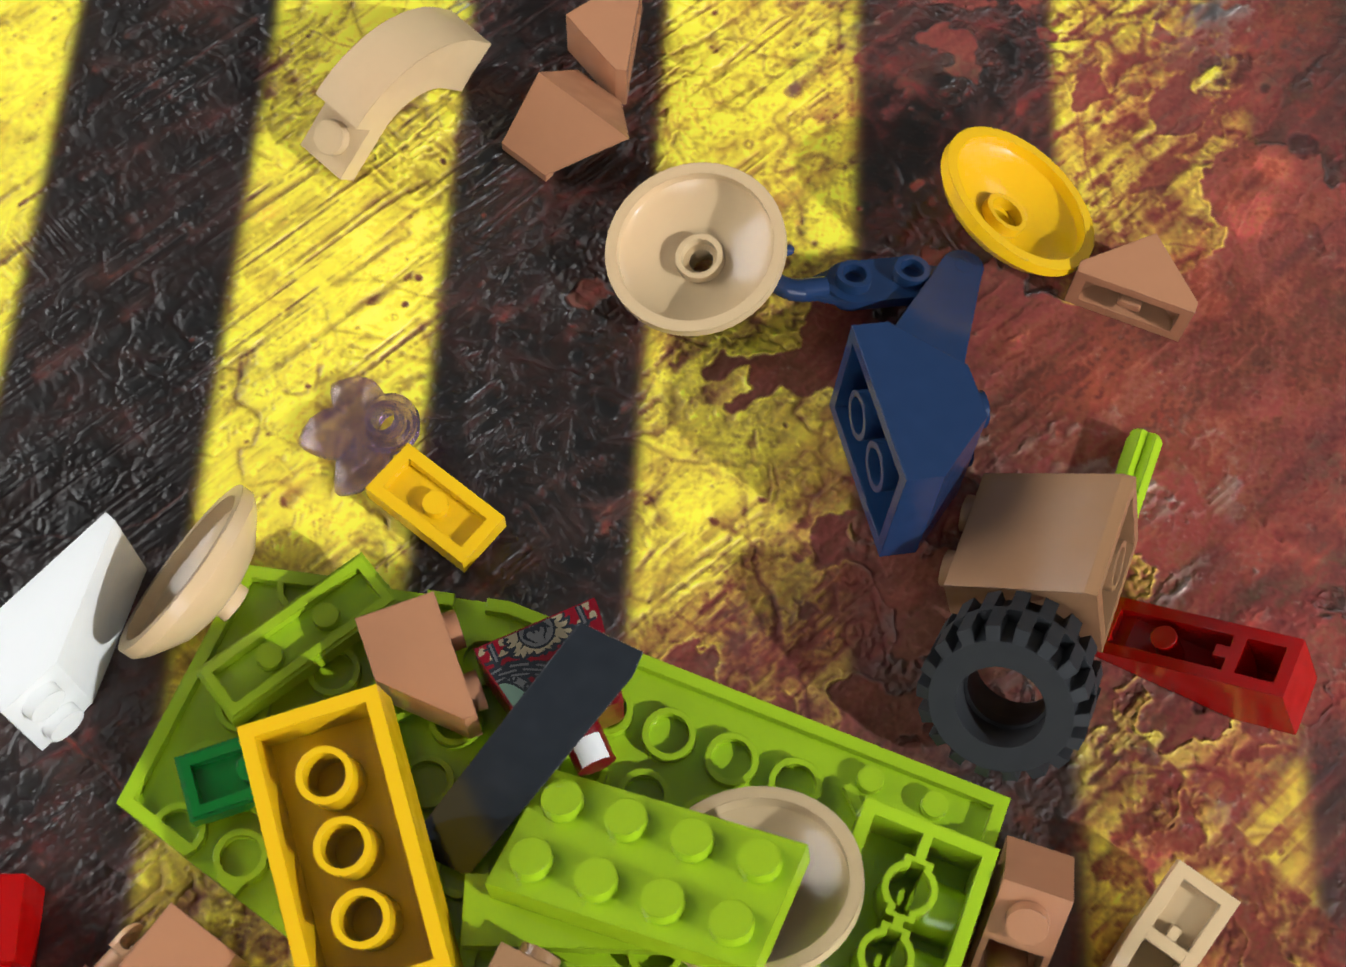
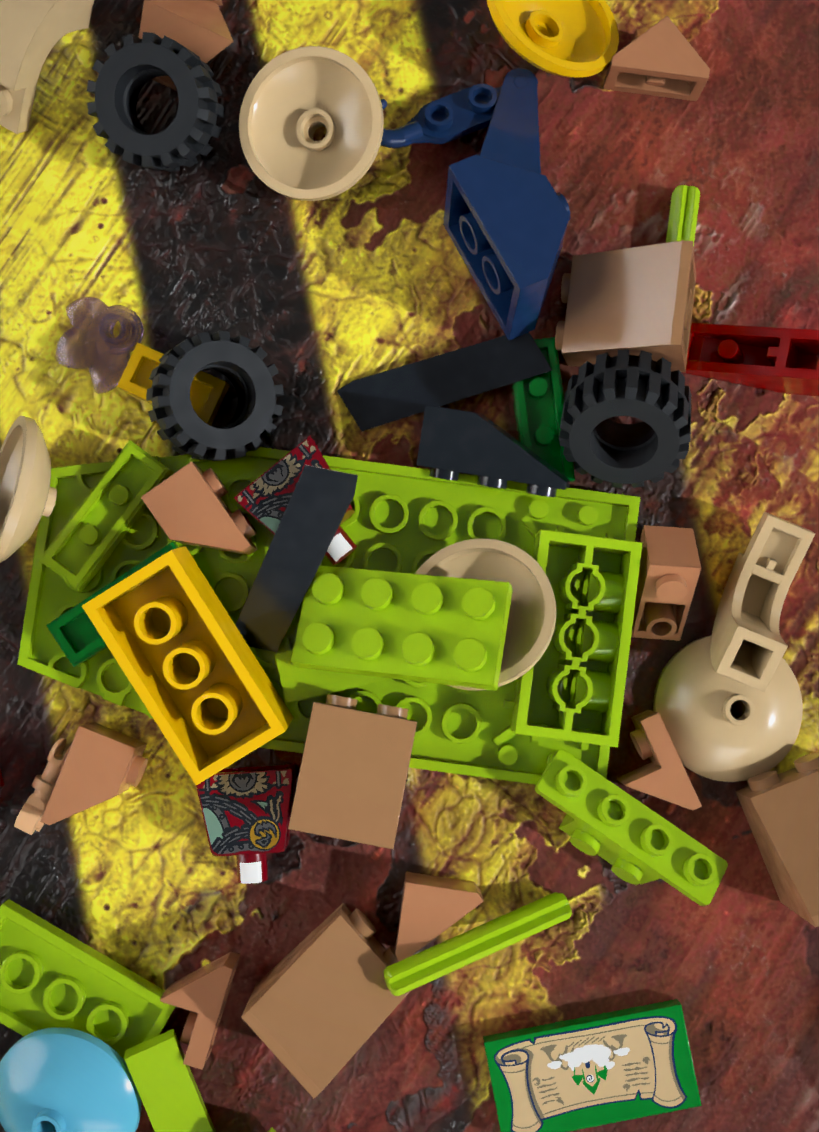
camera: 10 degrees left, 20 degrees up
(488, 147) = (117, 95): none -> black tyre
(528, 500) = (252, 383): none -> black tyre
(781, 586) = (442, 380): none -> black sticker
(797, 669) = (475, 445): none -> black slope
(898, 644) = (539, 411): none -> green tile

